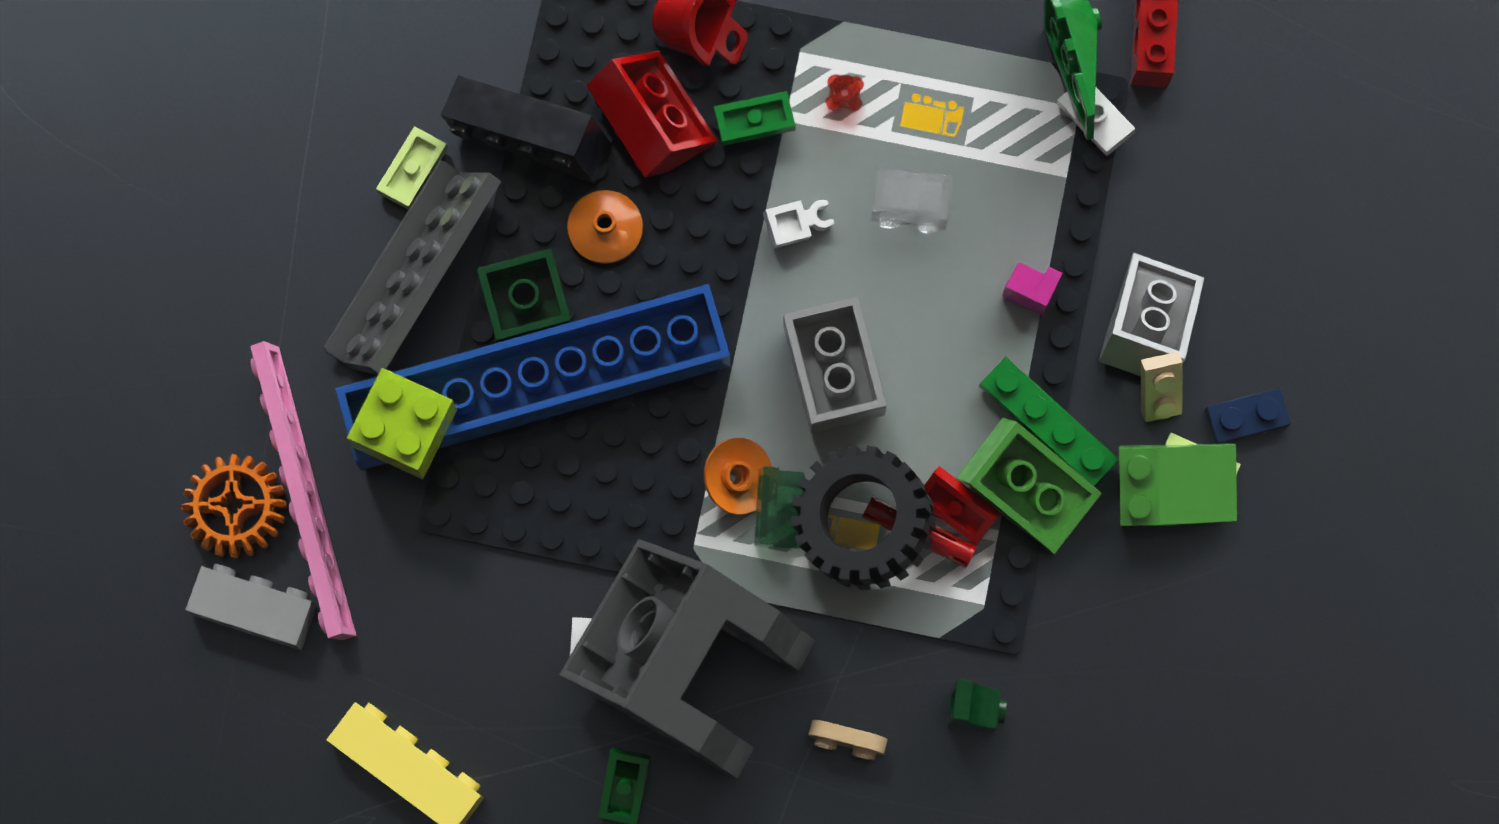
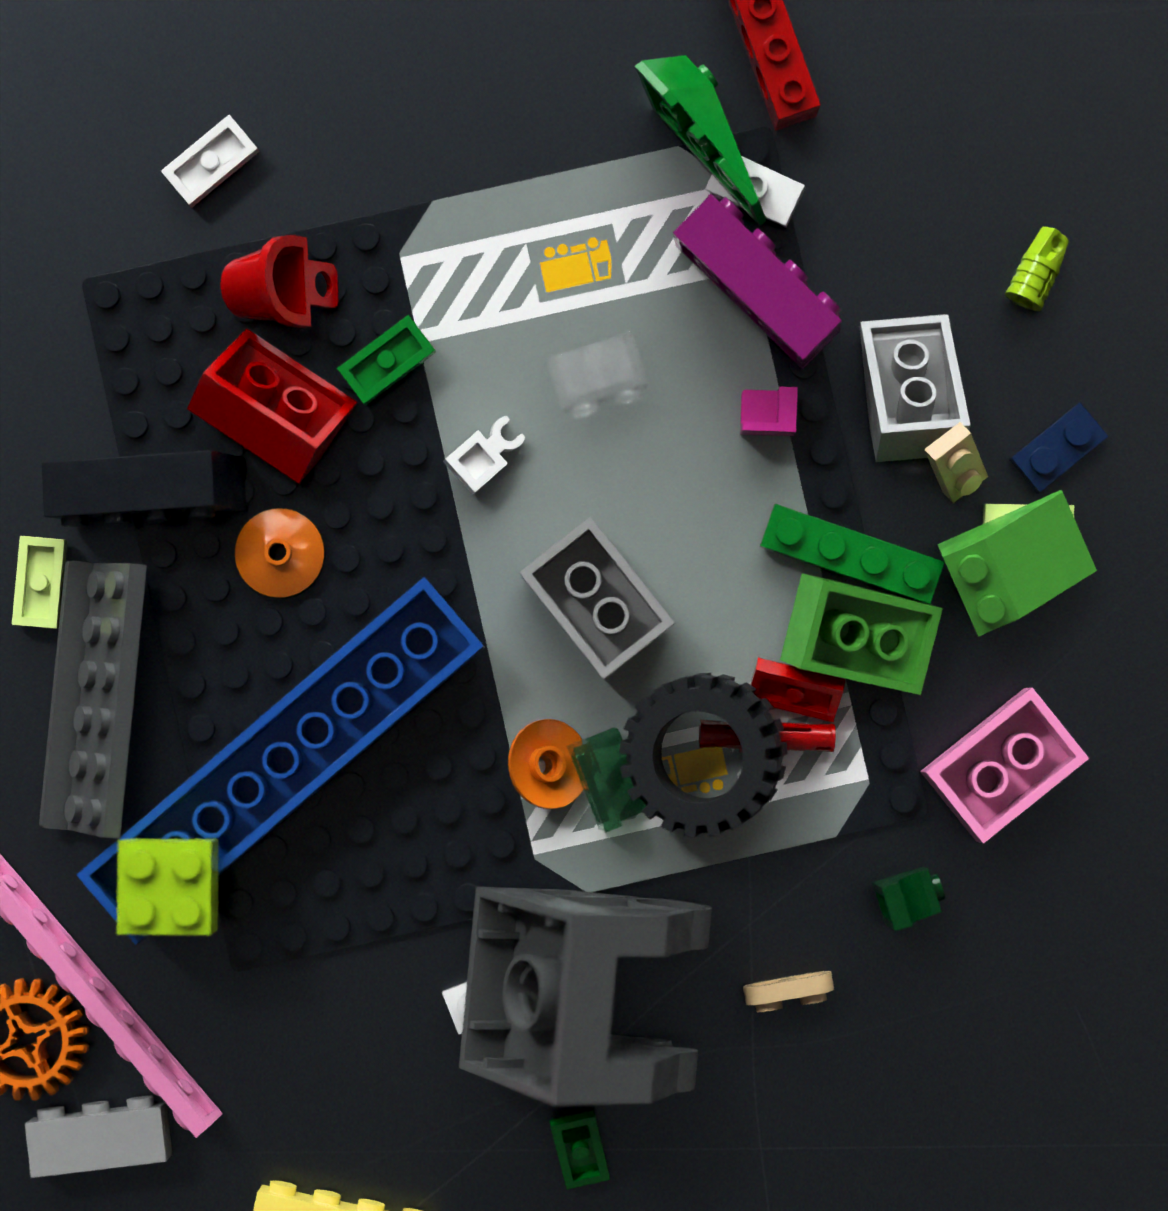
camera: 25 degrees left, 10 degrees up
(524, 295) = (232, 679): dark green brick -> none
(852, 85) = (473, 272): clear red plate -> none
(1067, 180) = (757, 281): none -> magenta brick
(1097, 636) = (1004, 765): none -> bright pink brick
(1289, 273) = (1038, 269): none -> lime hinge

